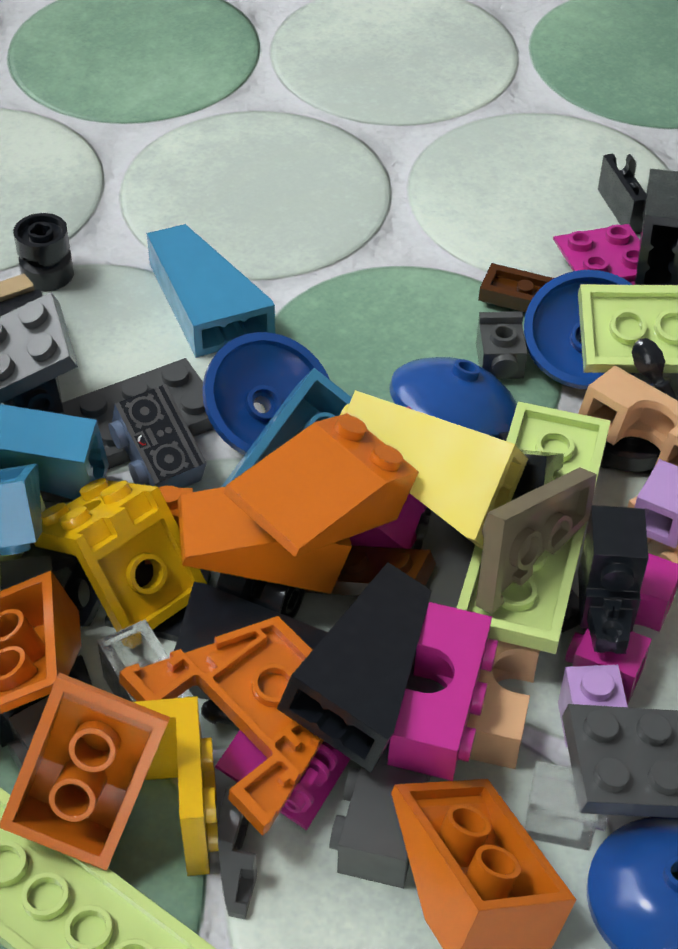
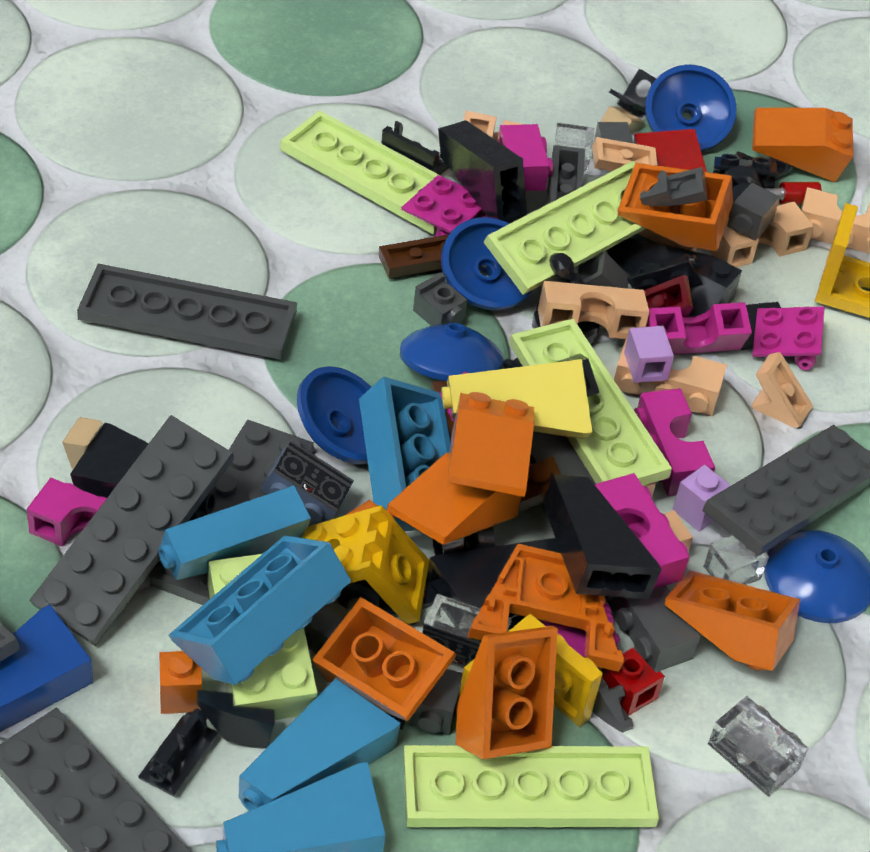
camera: 45 degrees left, 0 degrees up
(44, 251) = (66, 393): black wheel -> none
(206, 291) = (208, 364): dark azure slope -> none
(247, 237) = (188, 311): none -> dark grey plate
(286, 860) = (638, 680): none -> red brick
(527, 528) = (612, 411): dark tan wing -> none
(558, 179) = (359, 163): none -> yellowish green plate
(612, 575) = (667, 410): black hinge -> none

